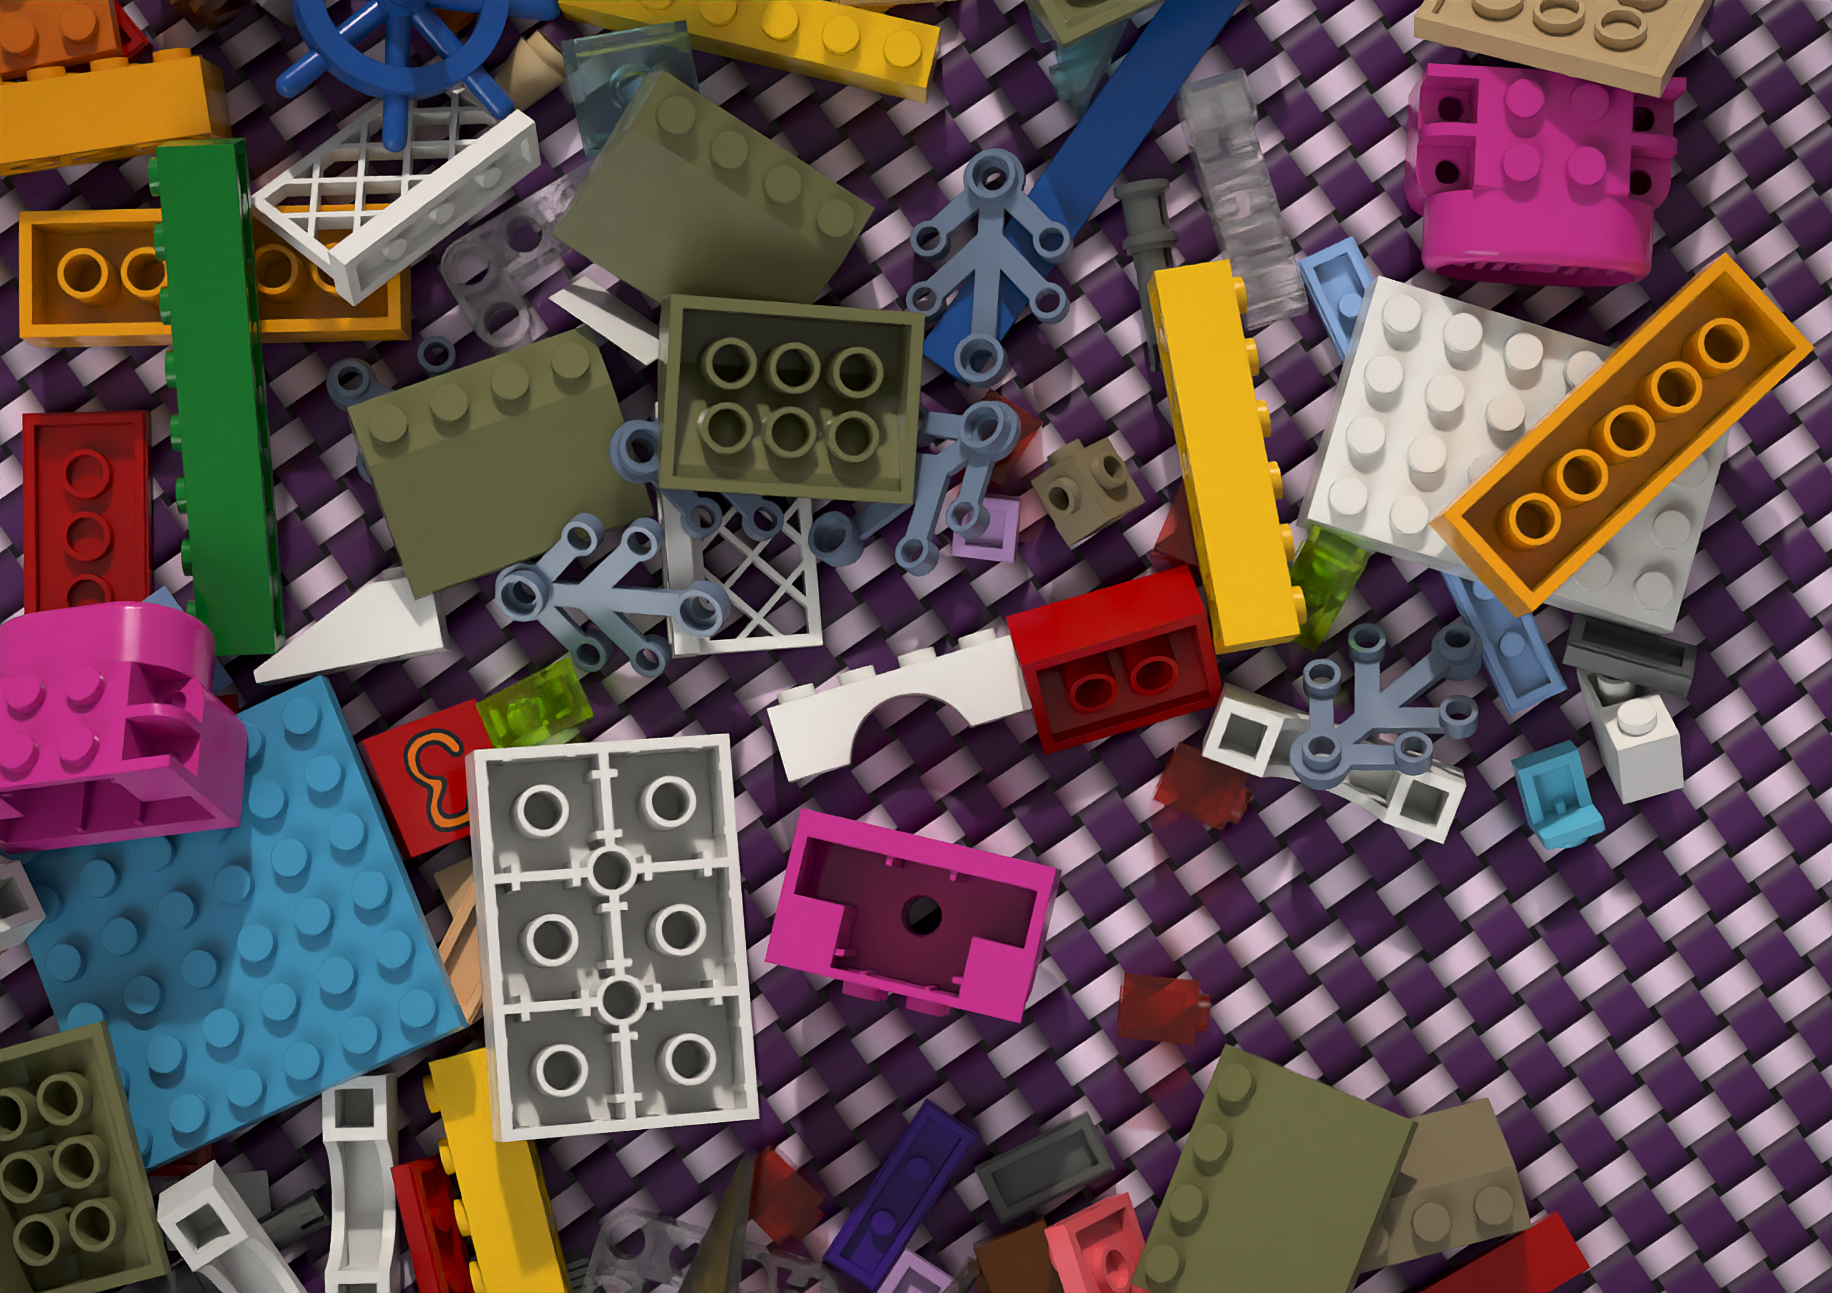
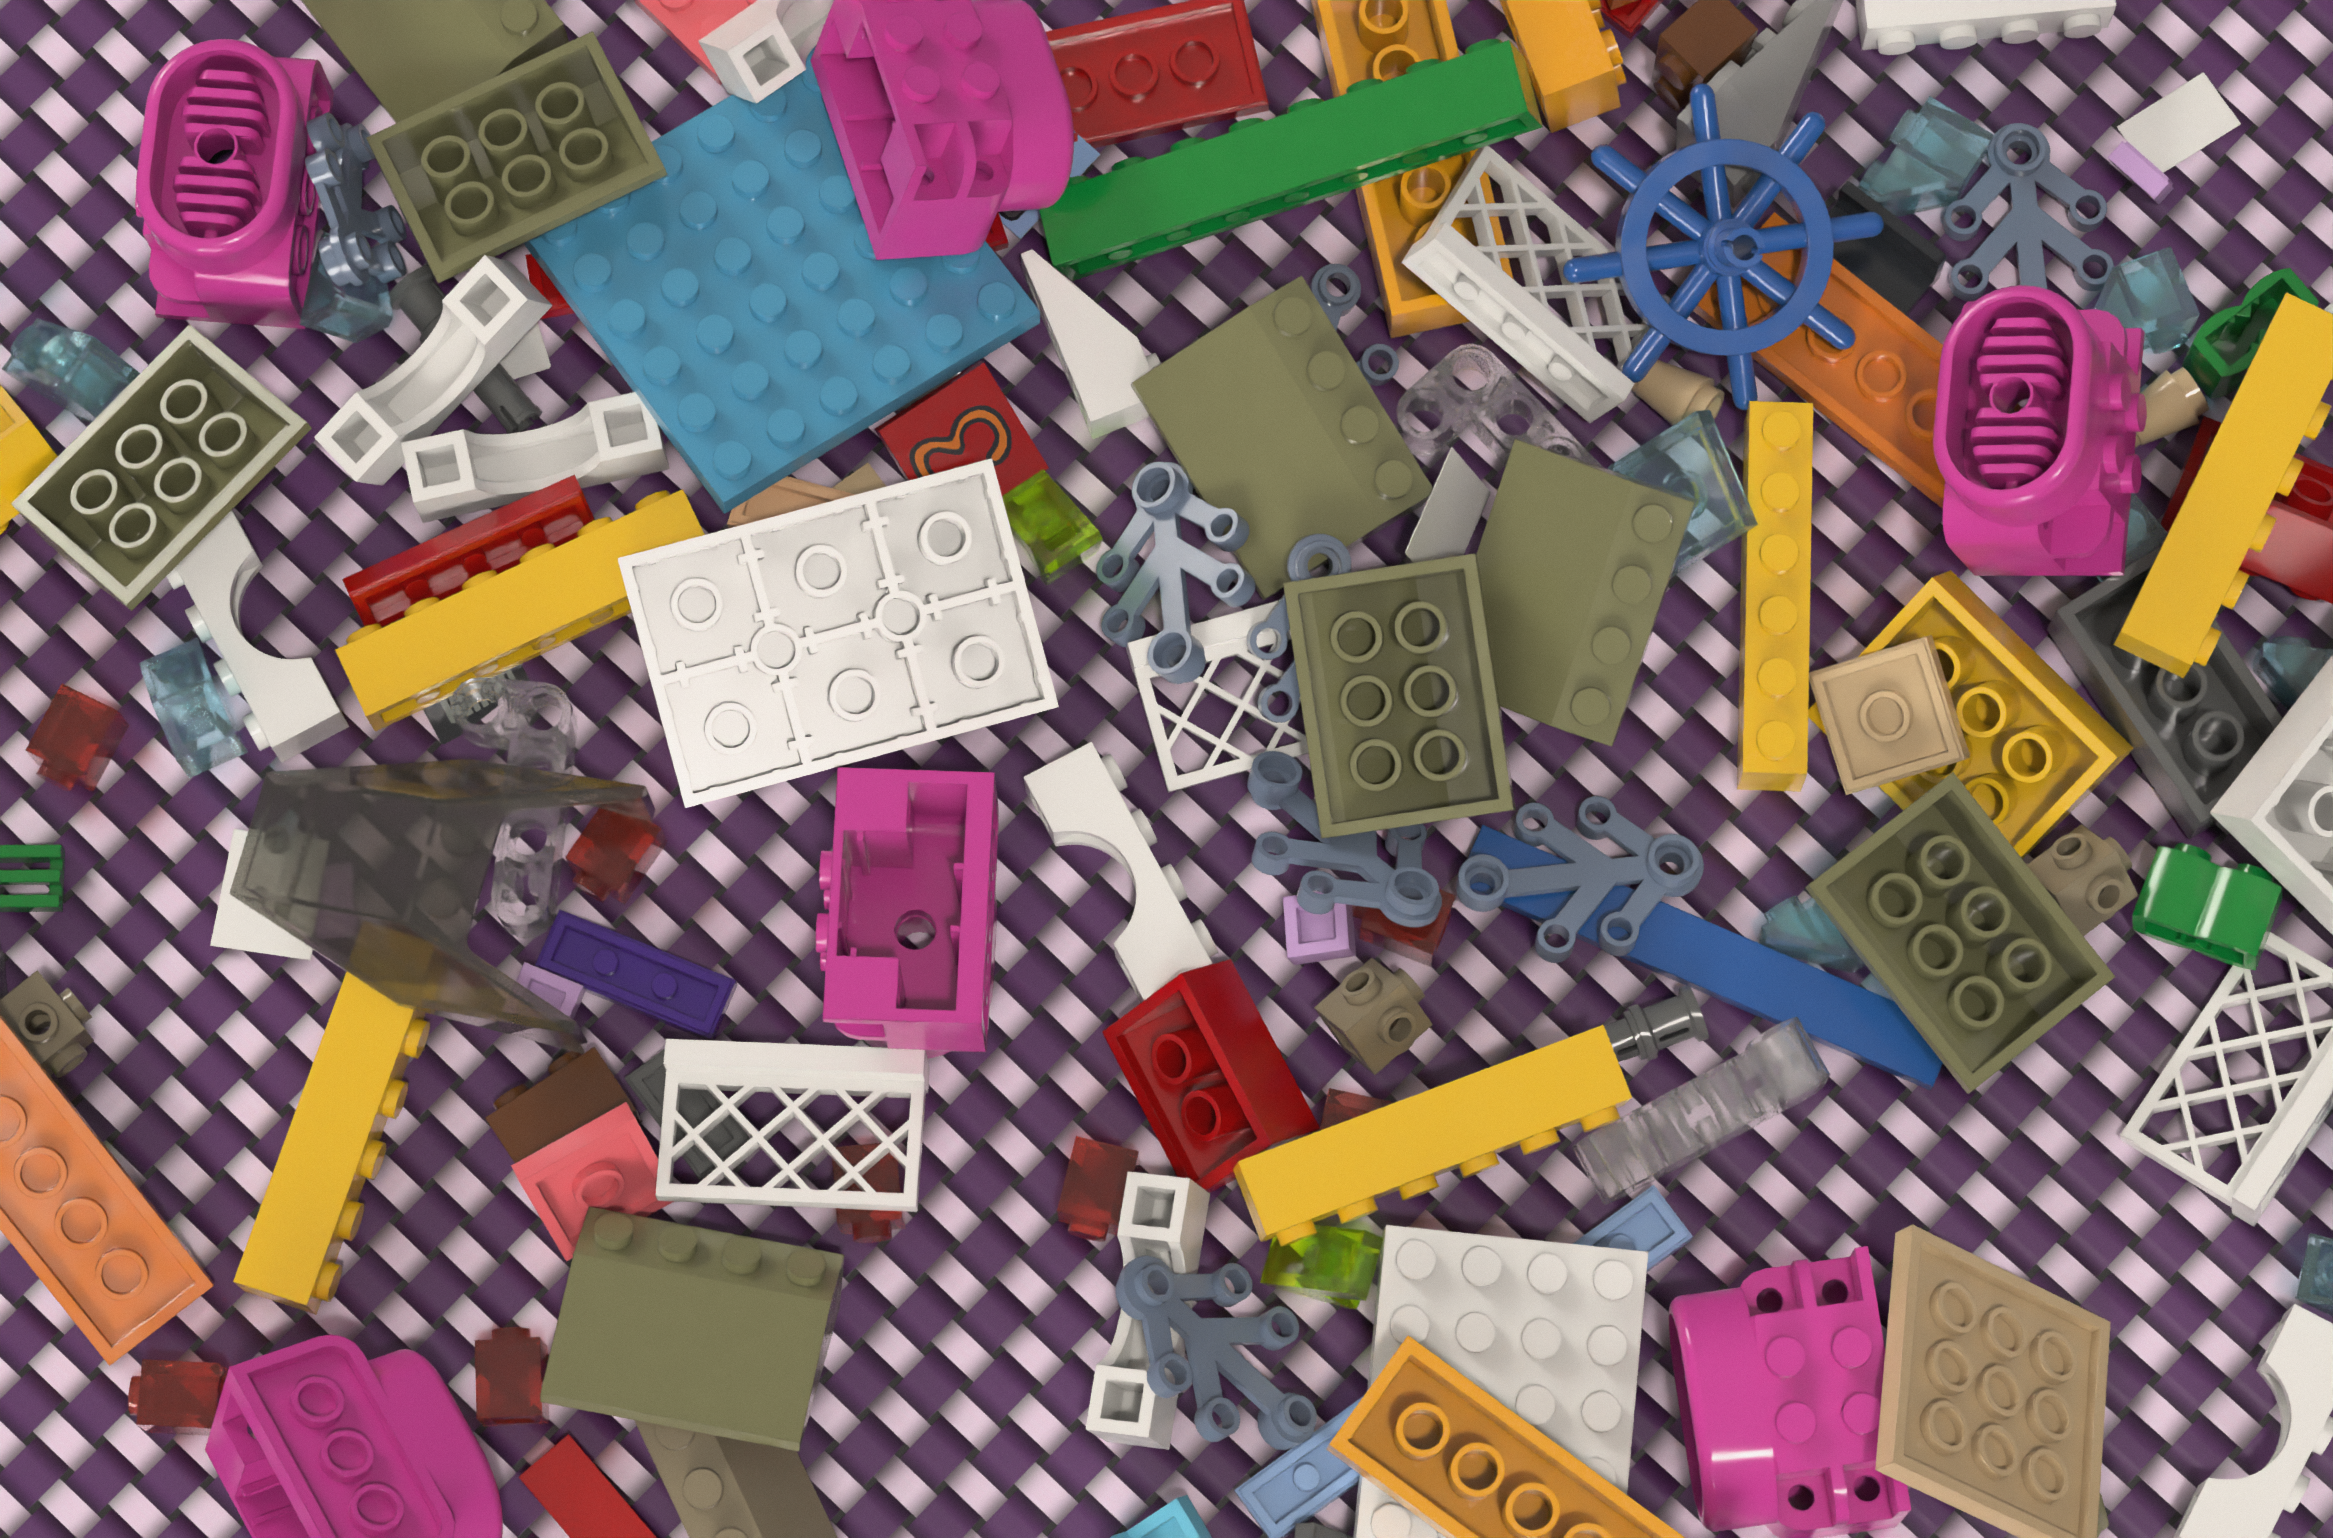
camera: 75 degrees right, 10 degrees down
(1037, 1058) = (795, 1070): none -> white fence

